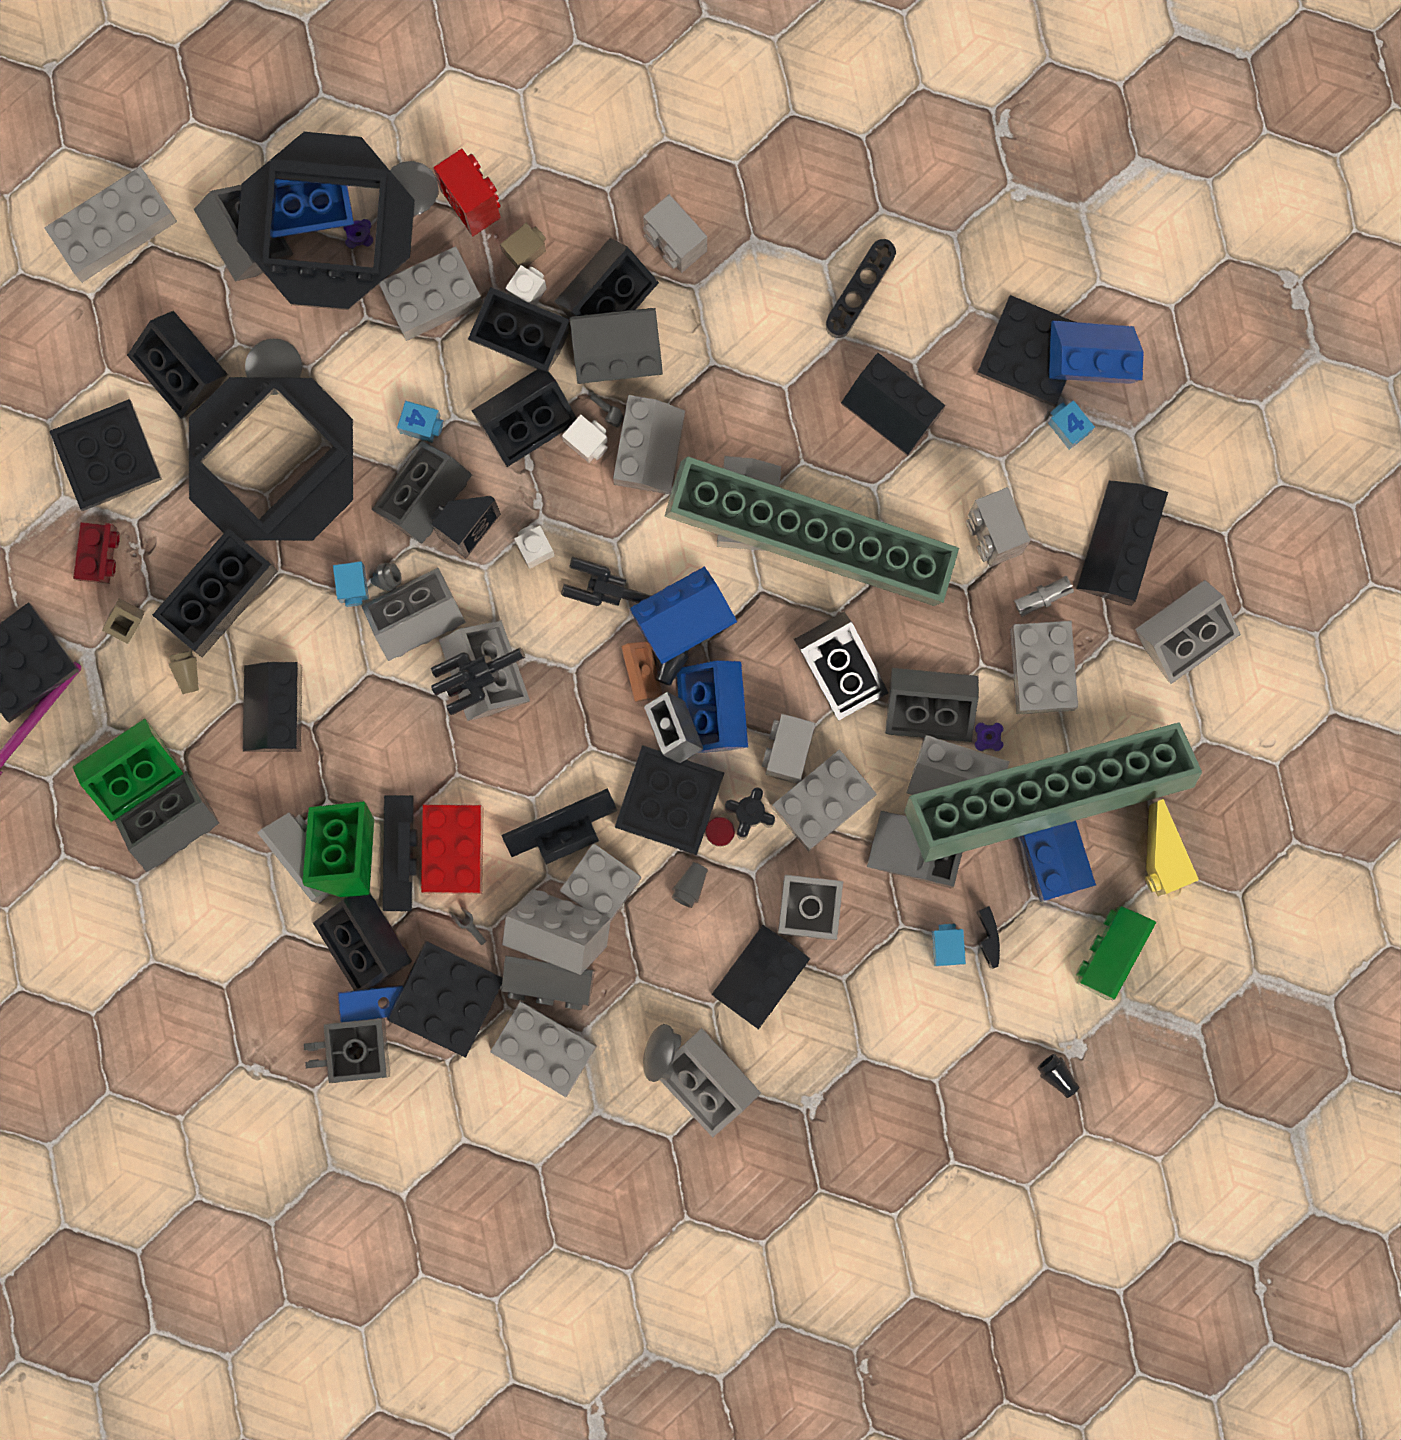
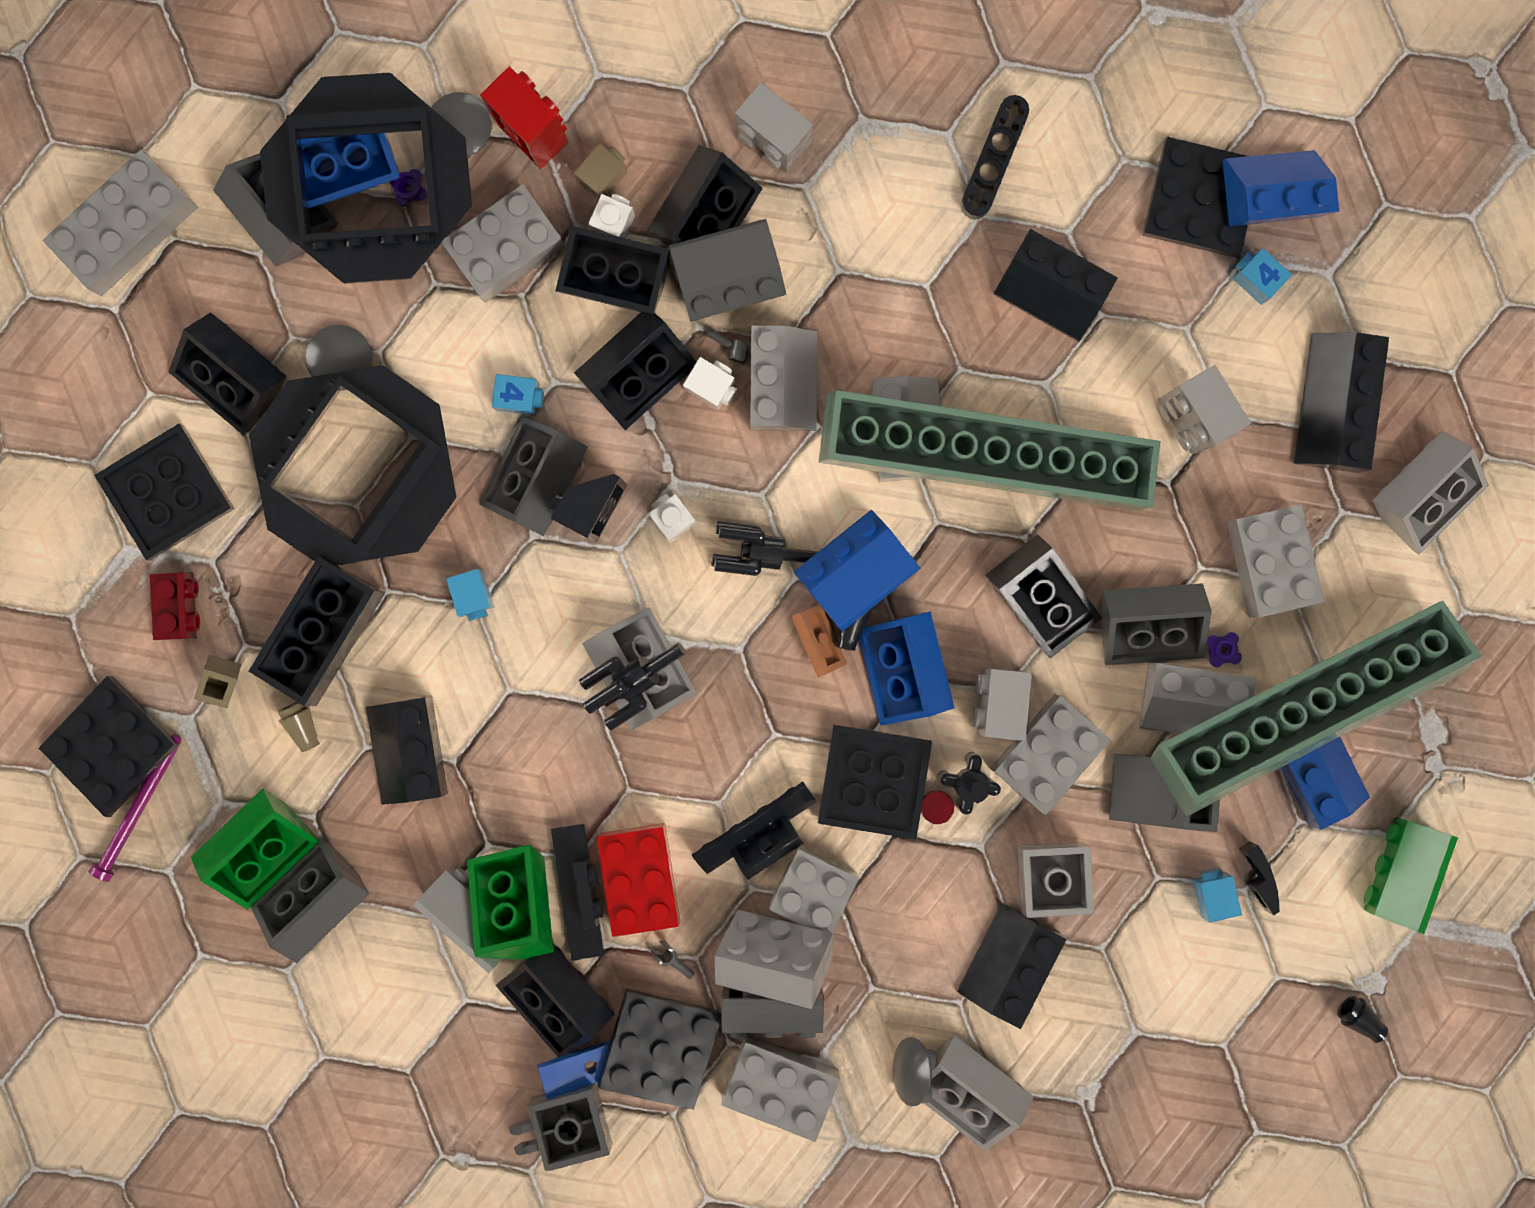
camera: 15 degrees left, 5 degrees up
(386, 576) = (510, 579): dark grey plate -> none
(413, 614) = (547, 618): light grey slope -> none
(673, 727) = (867, 701): dark grey brick -> none
(689, 887) = (914, 874): dark grey cone -> none
(1043, 596) = (1261, 478): light grey pin -> none
(1167, 858) = (1448, 752): light yellow slope -> none

